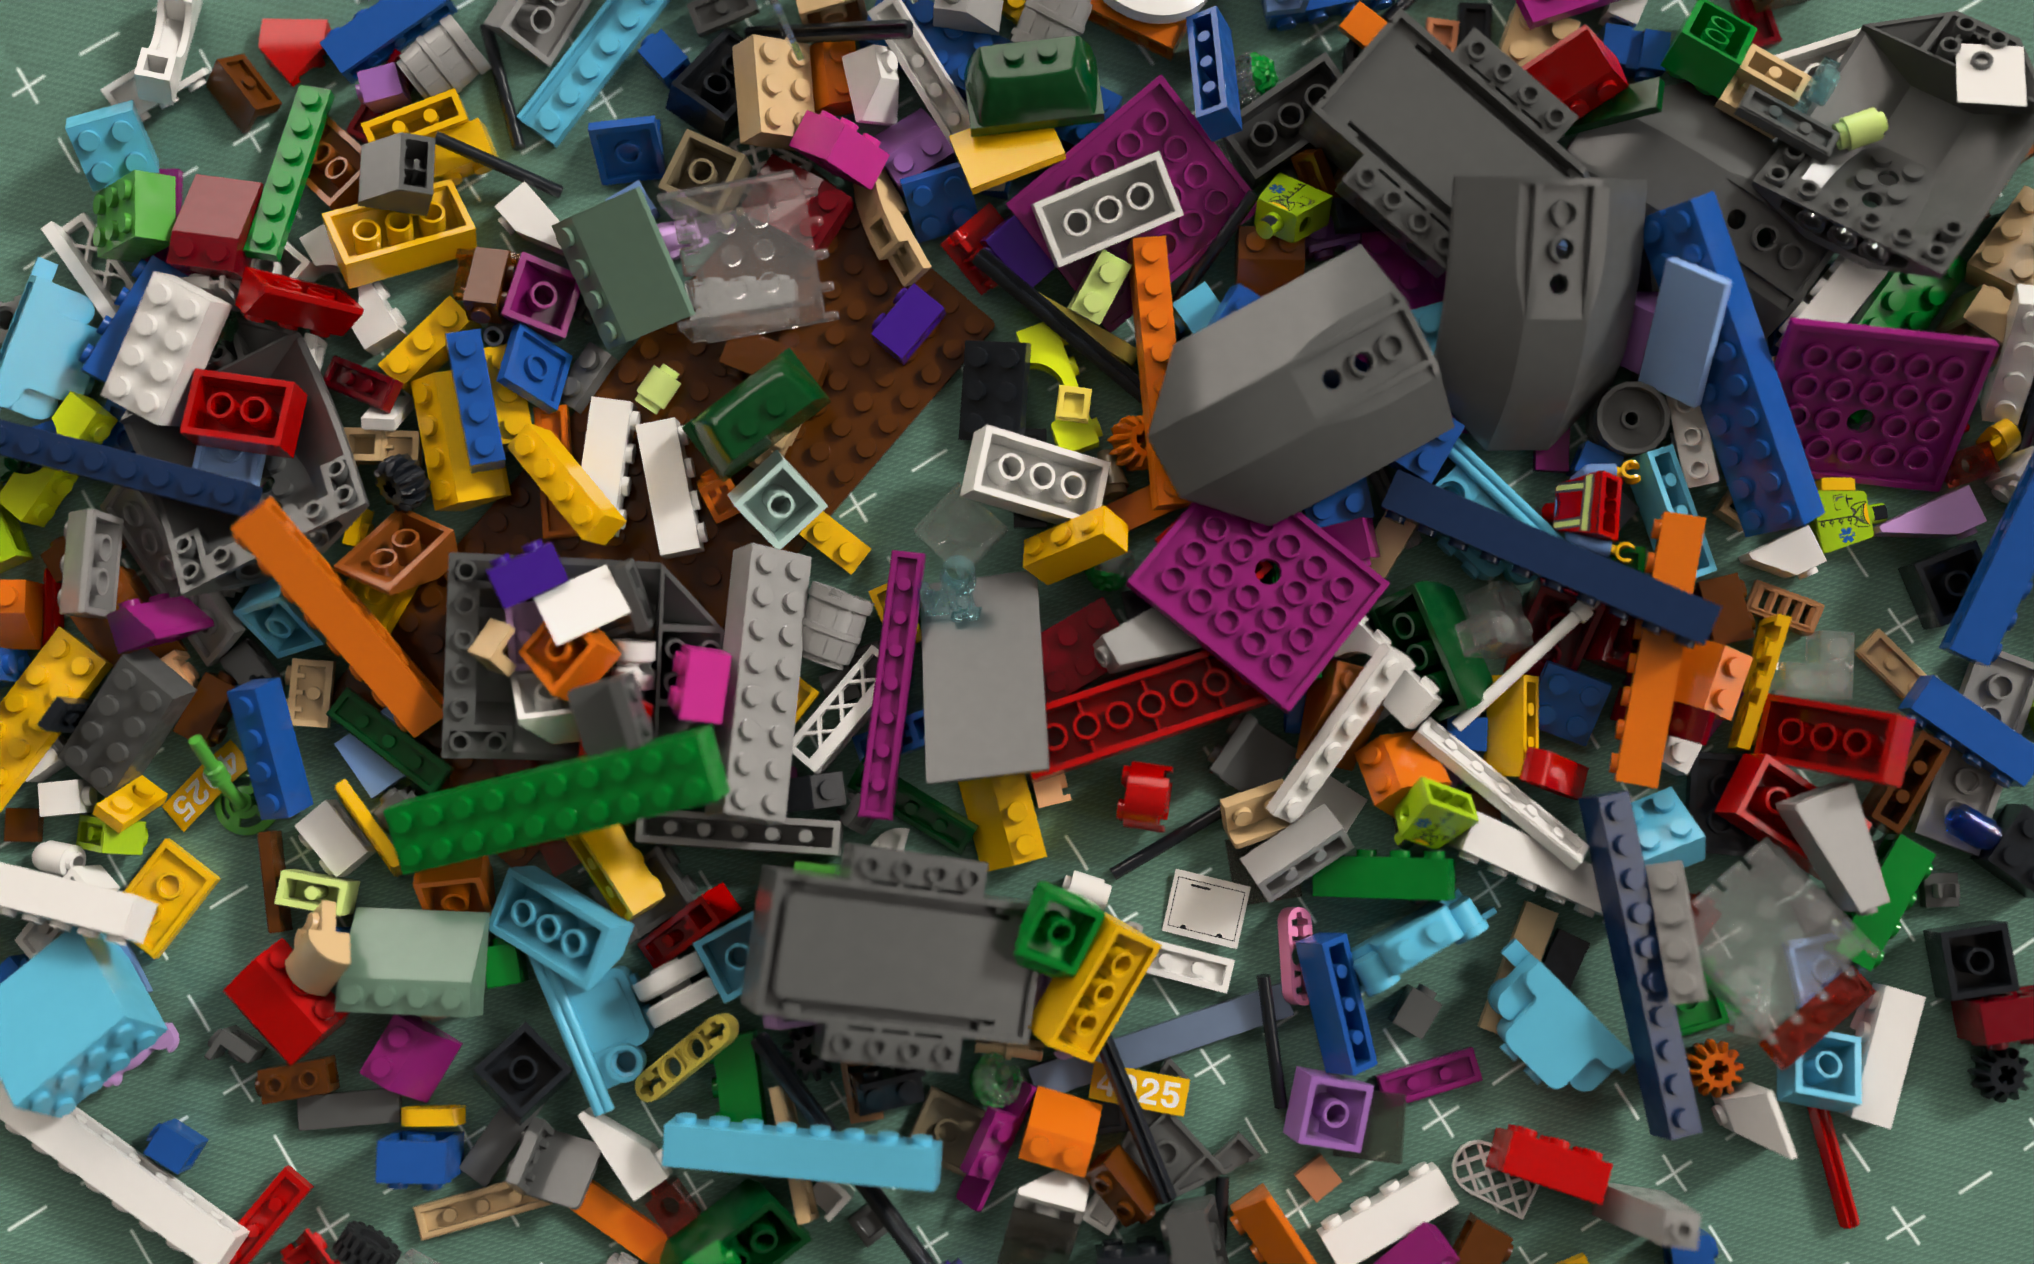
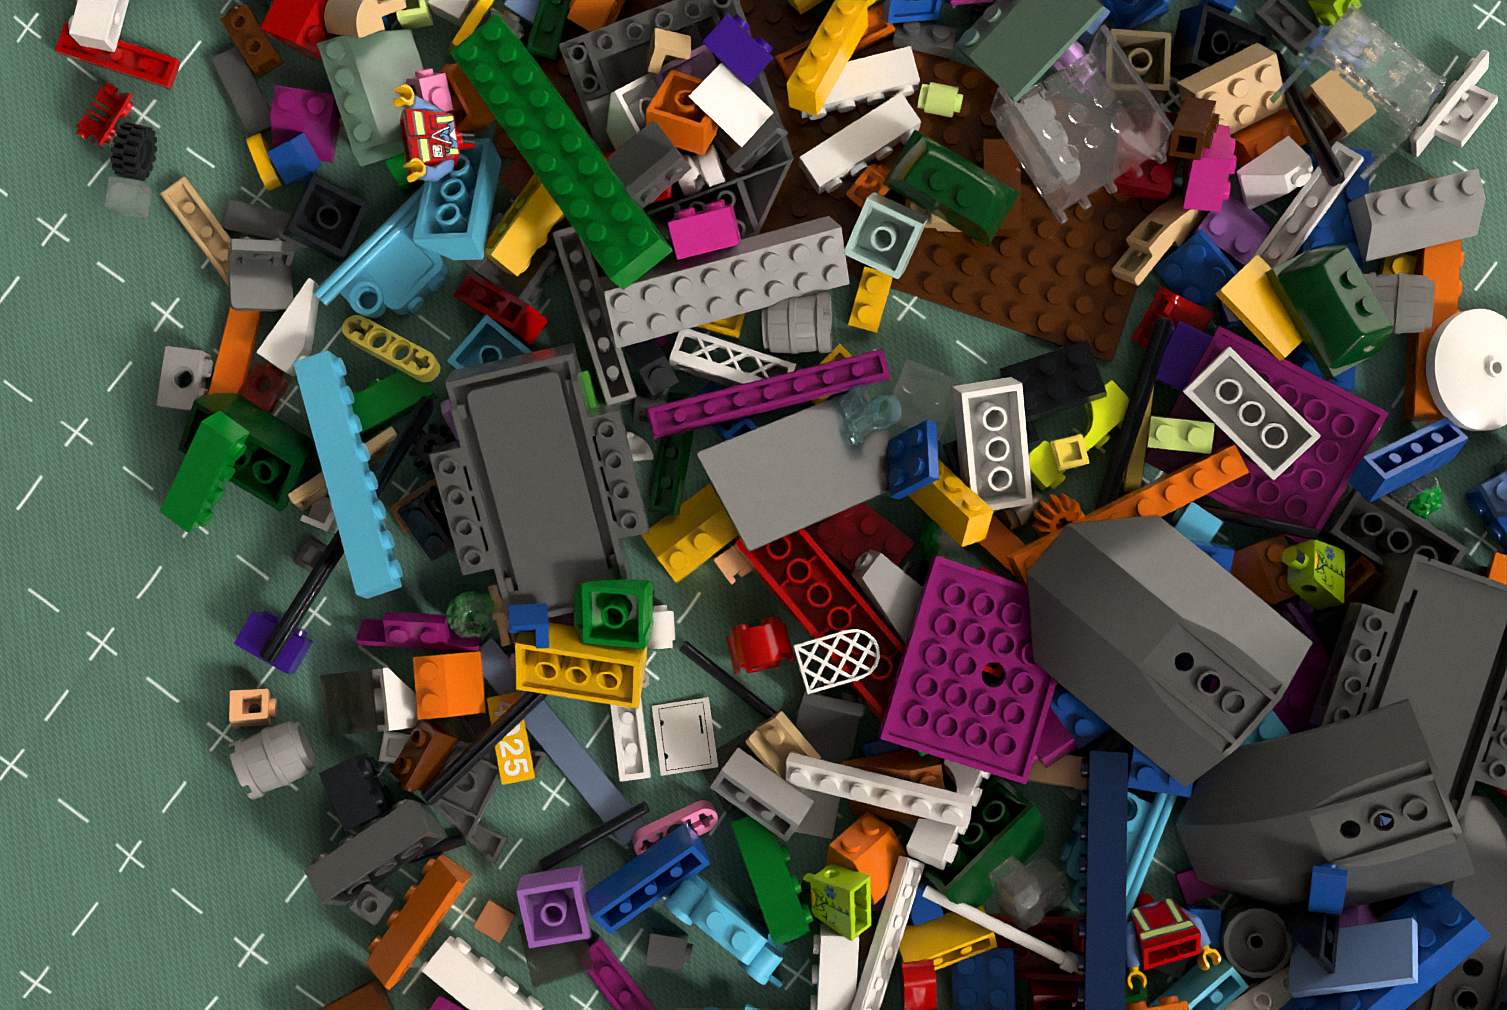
camera: 65 degrees right, 0 degrees up
(419, 1158) = (224, 163): blue brick -> none
(434, 910) = (432, 88): none -> bright pink bracket
(446, 1082) = (295, 159): none -> blue brick
(485, 931) = (429, 137): none -> torso
(675, 988) = (444, 316): white wheel -> none
(797, 147) = (1194, 128): none -> reddish brown brick
(832, 679) = (752, 342): dark grey tile -> none
(907, 323) = (1081, 285): dark purple brick -> none
(949, 1121) = (421, 589): dark tan tile -> none
(1018, 564) = (913, 459): none -> blue plate
(1029, 1019) = (530, 618): none -> blue panel
(1192, 713) = (802, 668): none -> white window
(1608, 329) = (1327, 889): none -> blue slope
(1641, 356) = (1314, 933): none -> black slope

